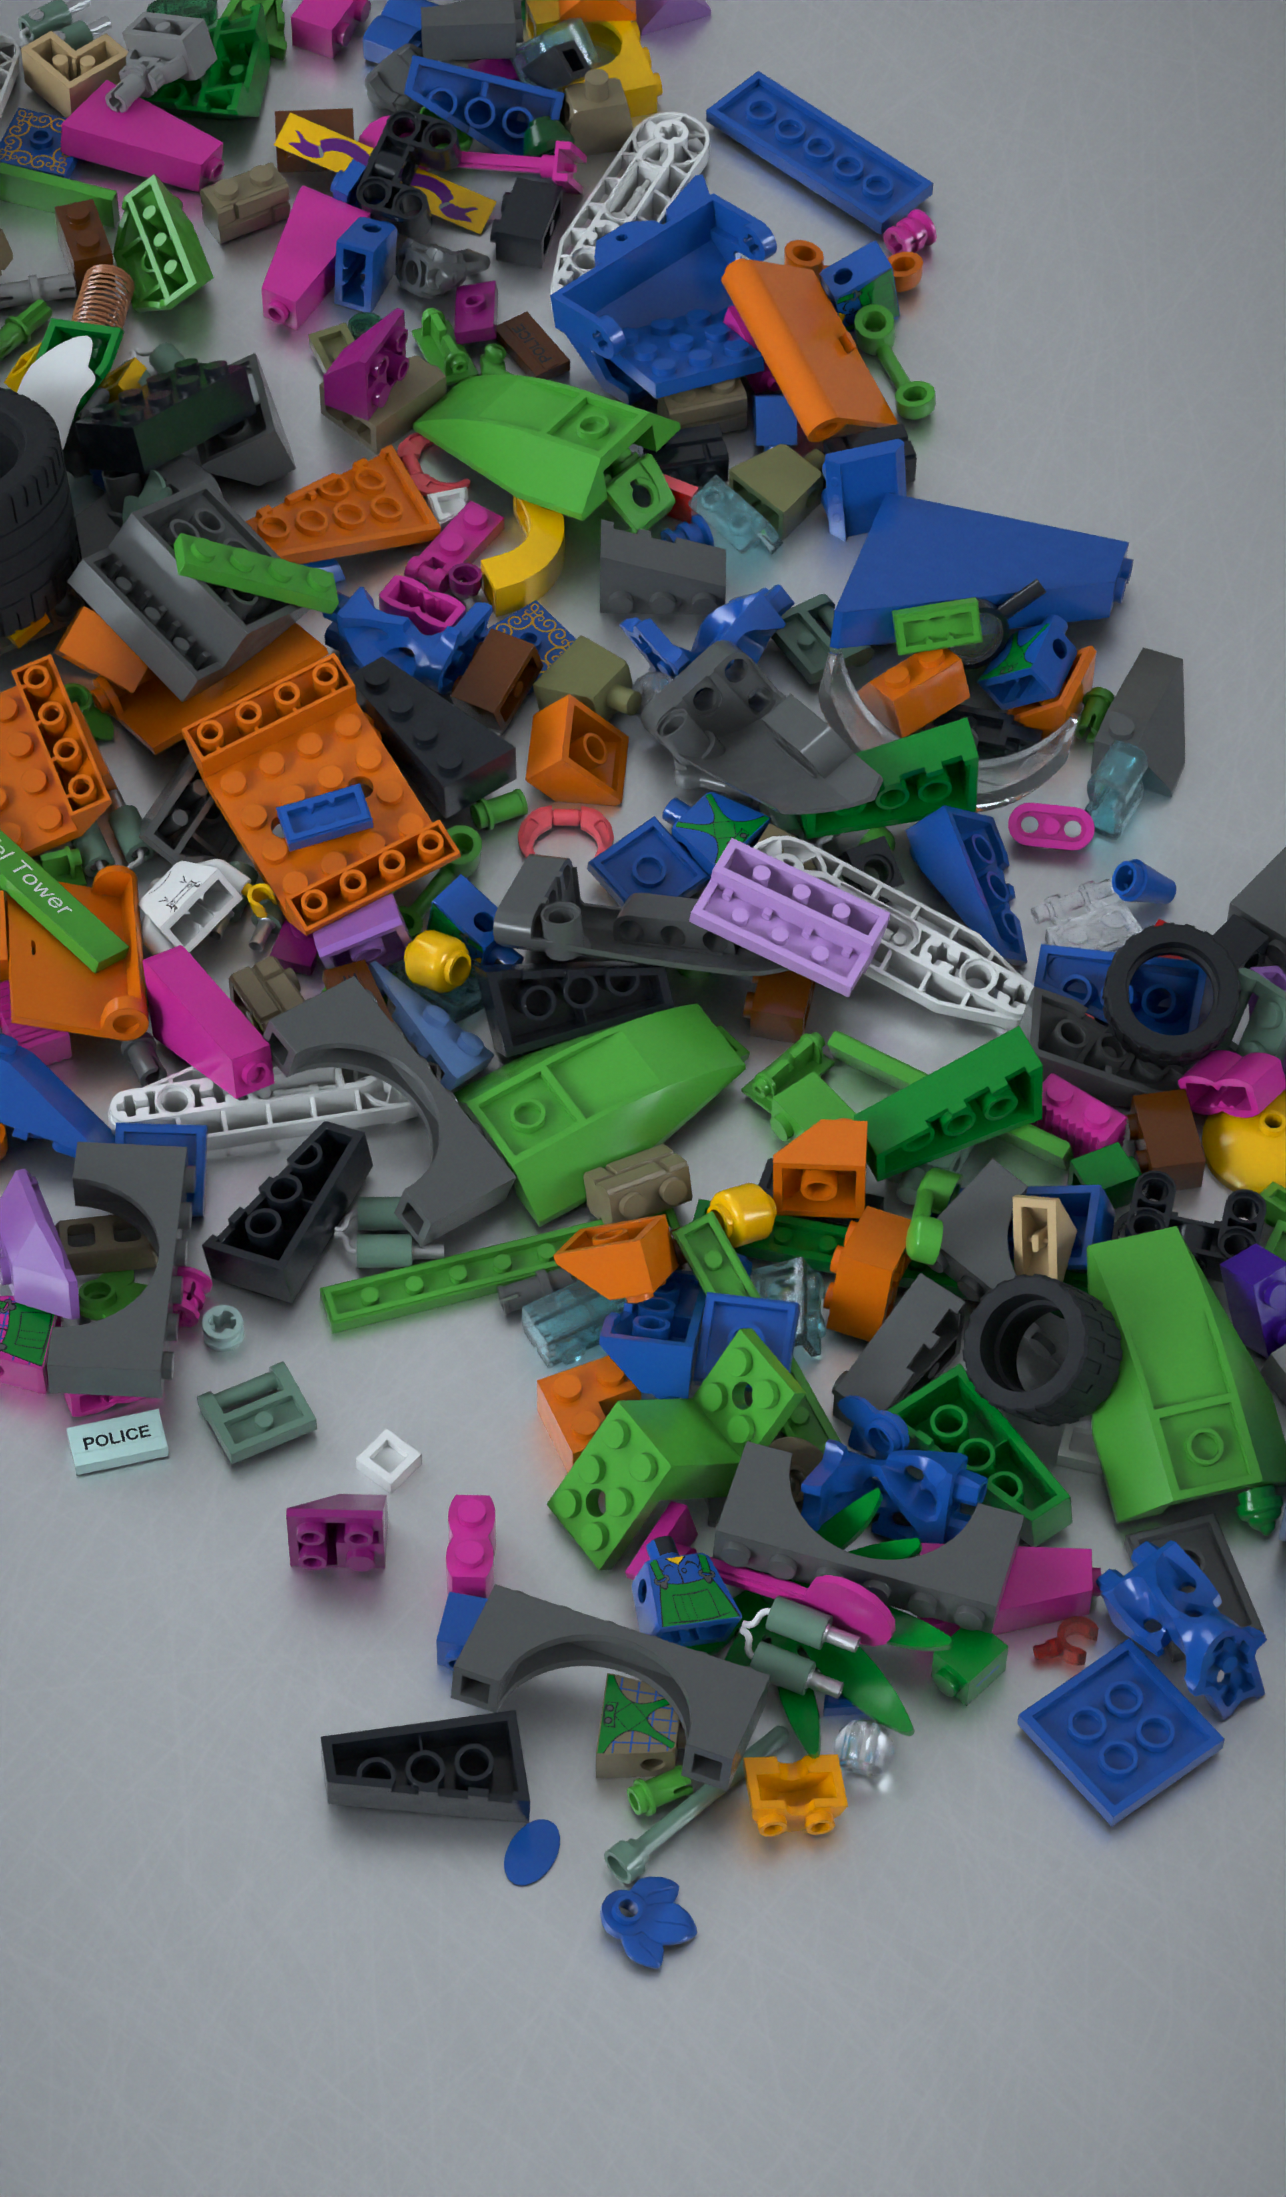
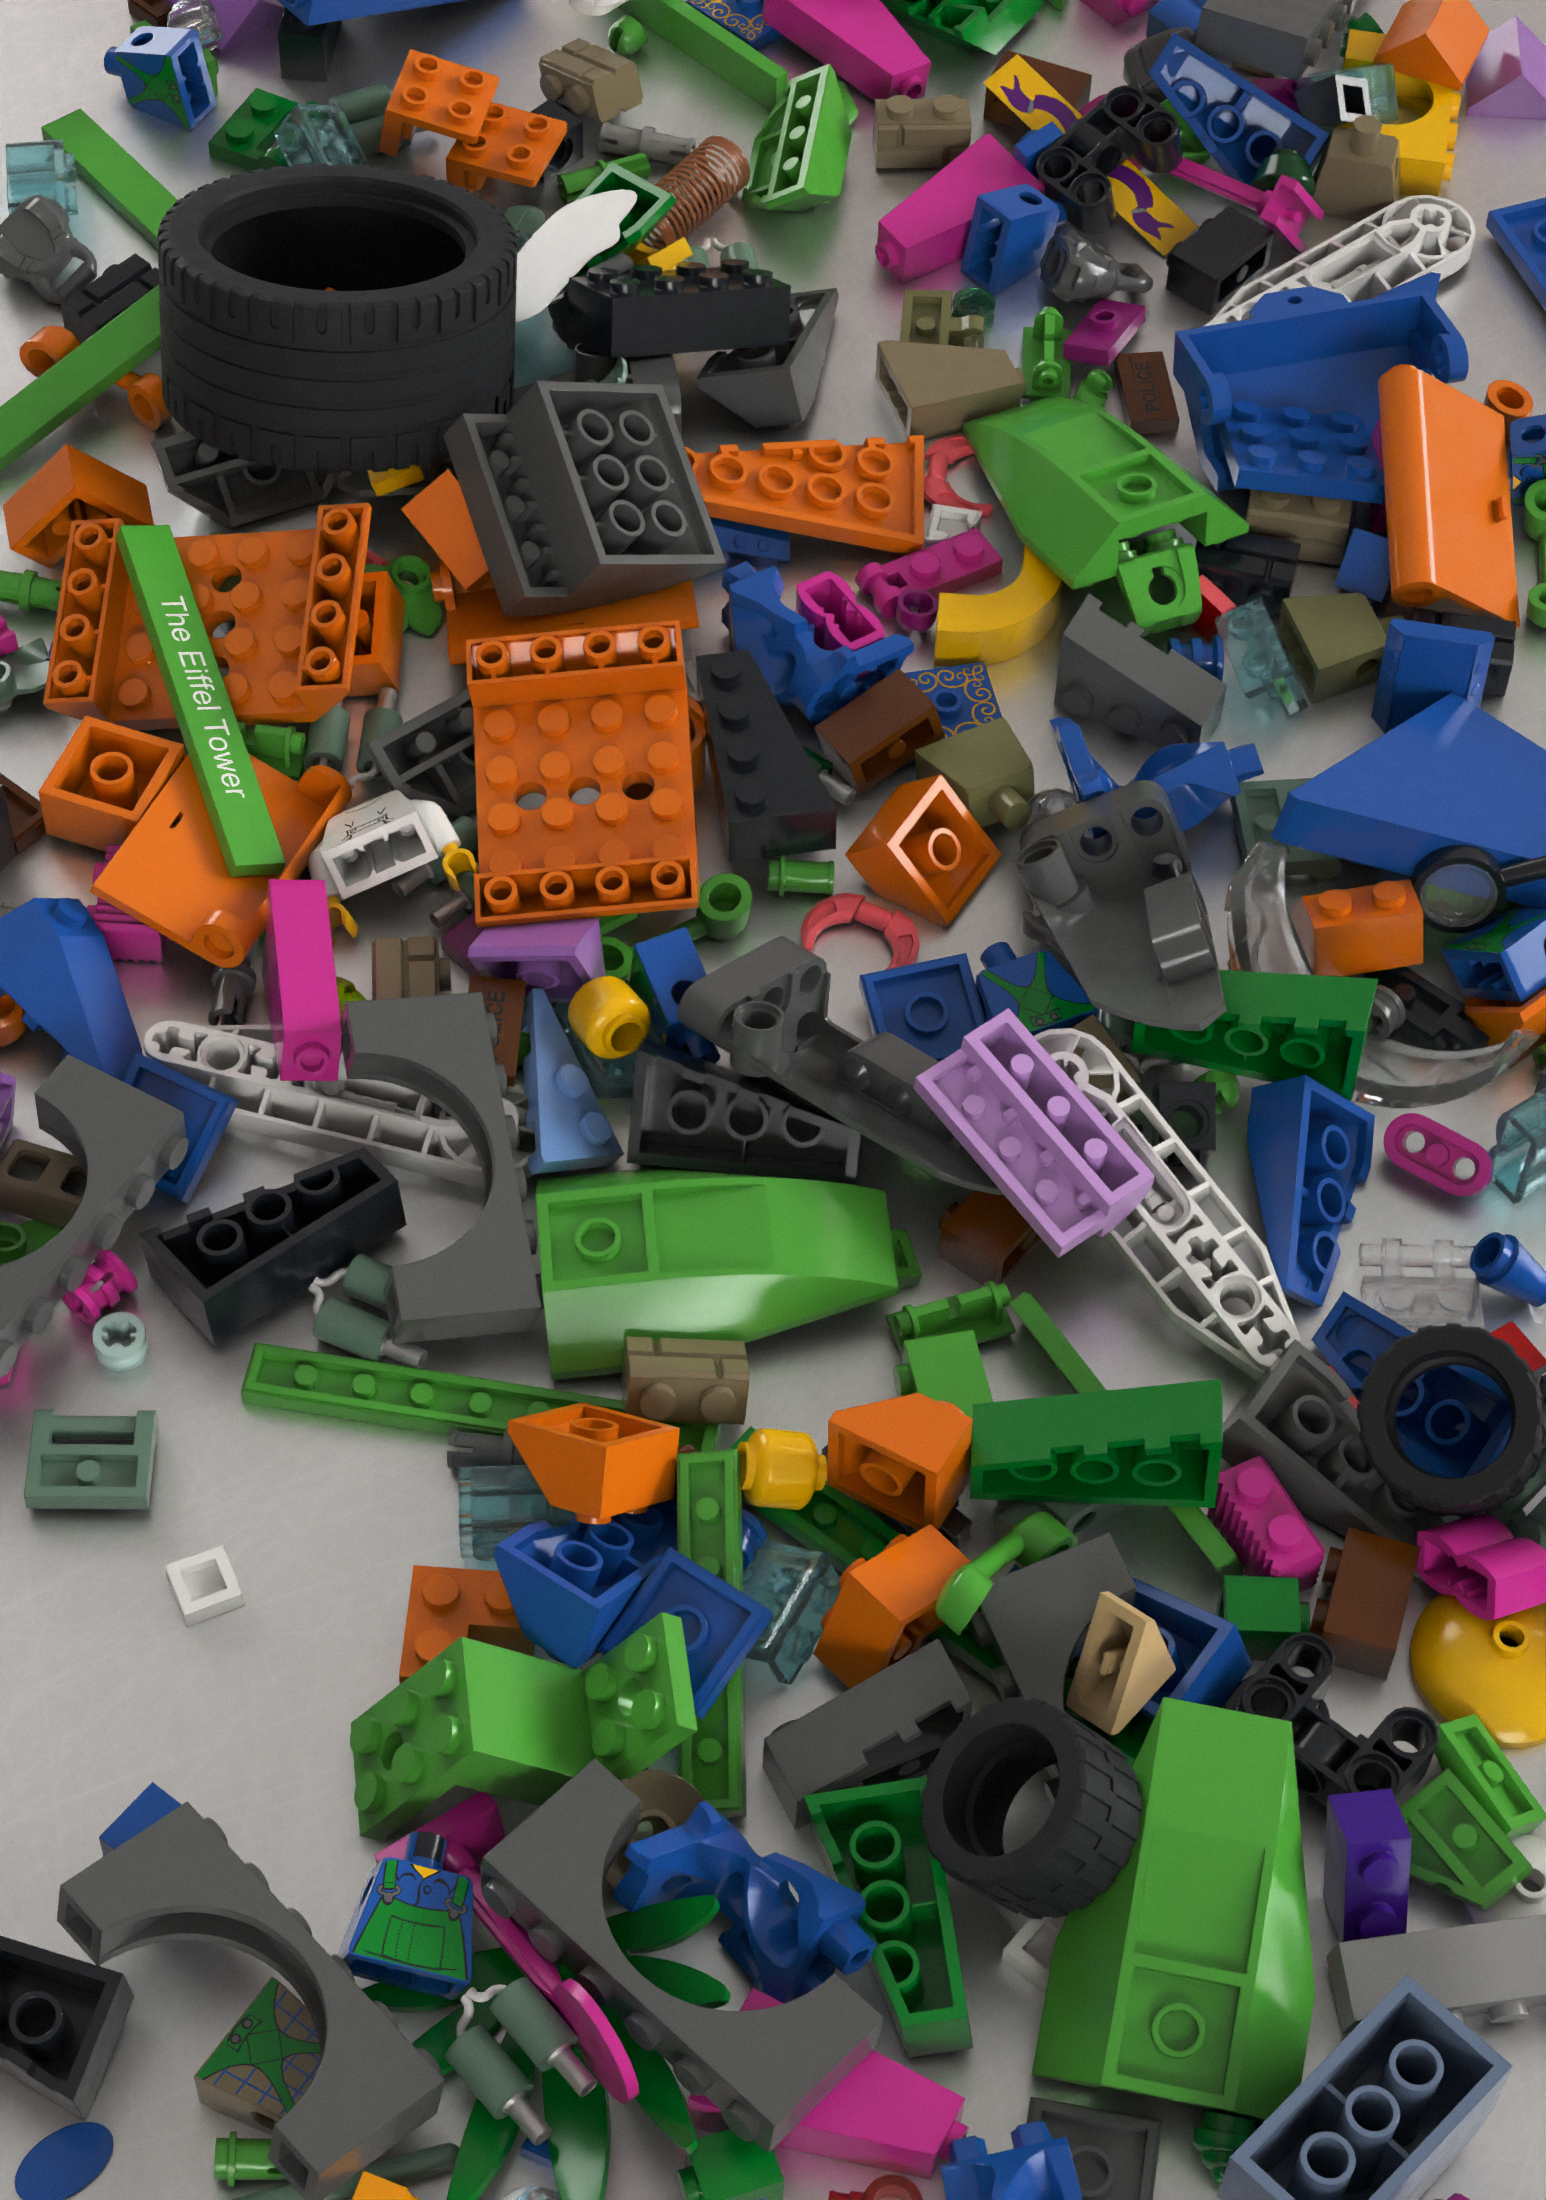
camera: 25 degrees right, 0 degrees up
(83, 241) = (725, 108): reddish brown brick -> none
(255, 573) = (652, 503): bright green plate -> none
(324, 817) = (571, 801): blue plate -> none
(339, 1532) = (83, 1646): magenta slope -> none
(368, 368) = (933, 339): magenta slope -> none
(471, 1545) = (212, 1747): dark pink brick -> none
(873, 1430) = (787, 1819): blue plate -> none
(937, 626) = (1409, 860): bright green plate -> none

